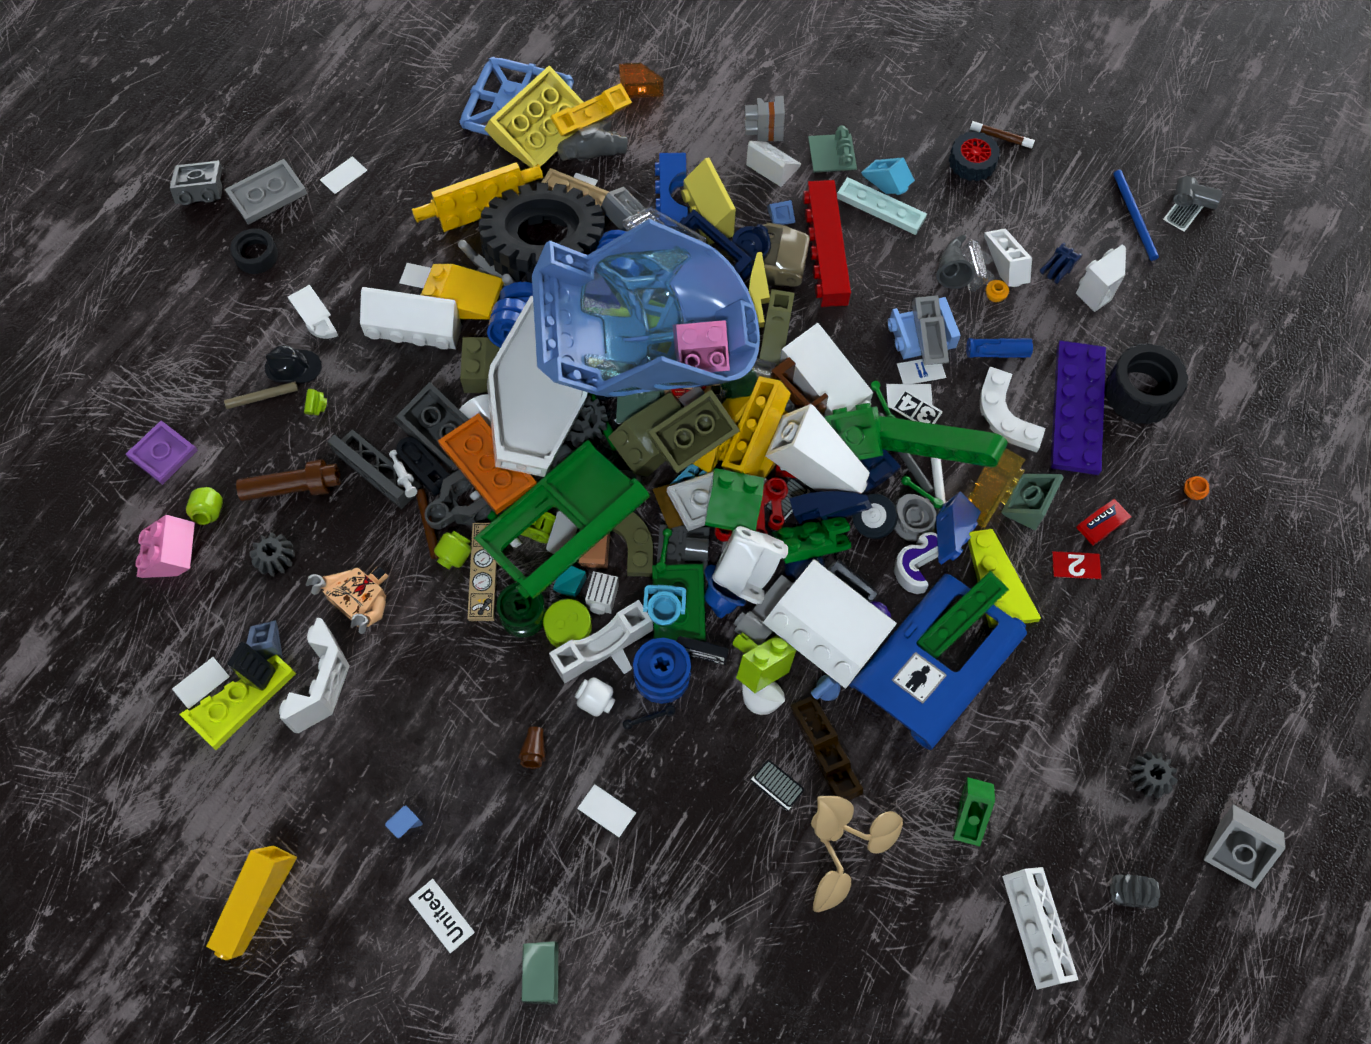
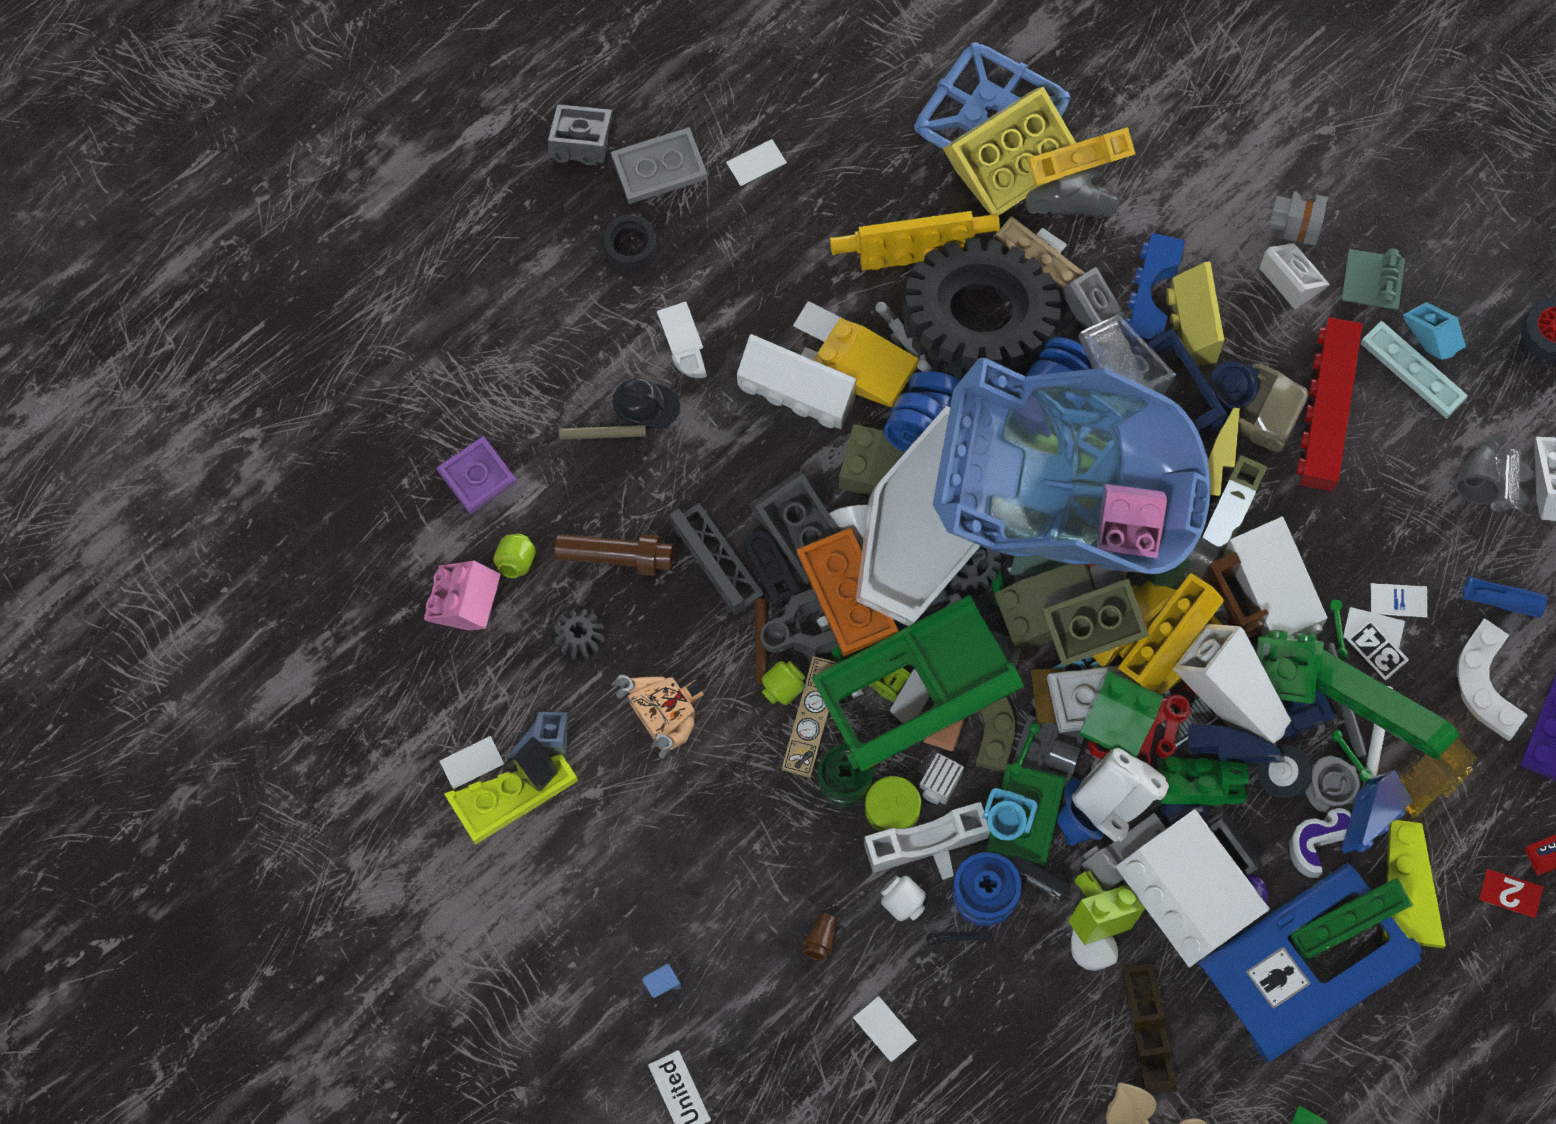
camera: 20 degrees right, 5 degrees up
(250, 900) = (483, 1020): yellow slope -> none
(302, 711) = (577, 827): white slope -> none
(315, 402) = (664, 459): lime plate -> none
(404, 479) = (747, 582): white piece -> none
(570, 582) = (909, 759): teal slope -> none
(640, 81) = (1153, 121): clear orange slope -> none
(777, 785) = (1082, 1053): sticker -> none
(781, 213) = (1284, 348): medium blue slope -> none
(826, 689) = (1168, 961): medium blue plate -> none
(905, 331) = (1417, 549): light blue panel -> none
(930, 330) = (1423, 555): light grey slope -> none
(993, 294) = (1522, 526): light orange plate -> none
(1032, 498) = (1481, 798): sand green slope -> none

